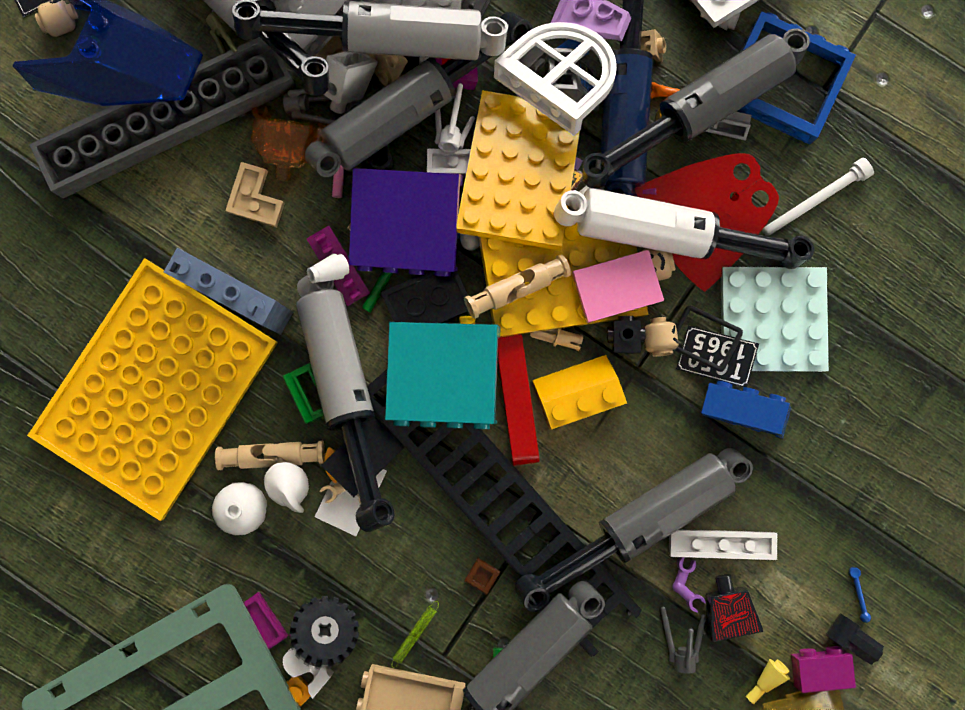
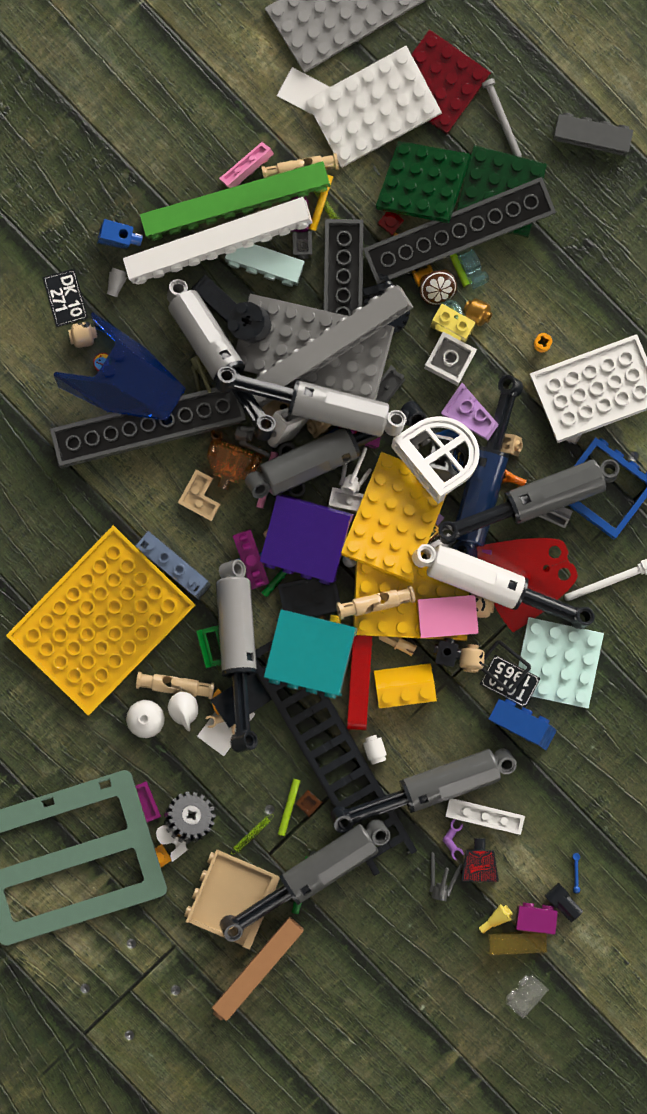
camera: 15 degrees right, 0 degrees up
(330, 268) = (246, 562): white cone -> none
(457, 586) = (289, 806): none -> lime bar
(556, 485) = (374, 749): none -> white brick

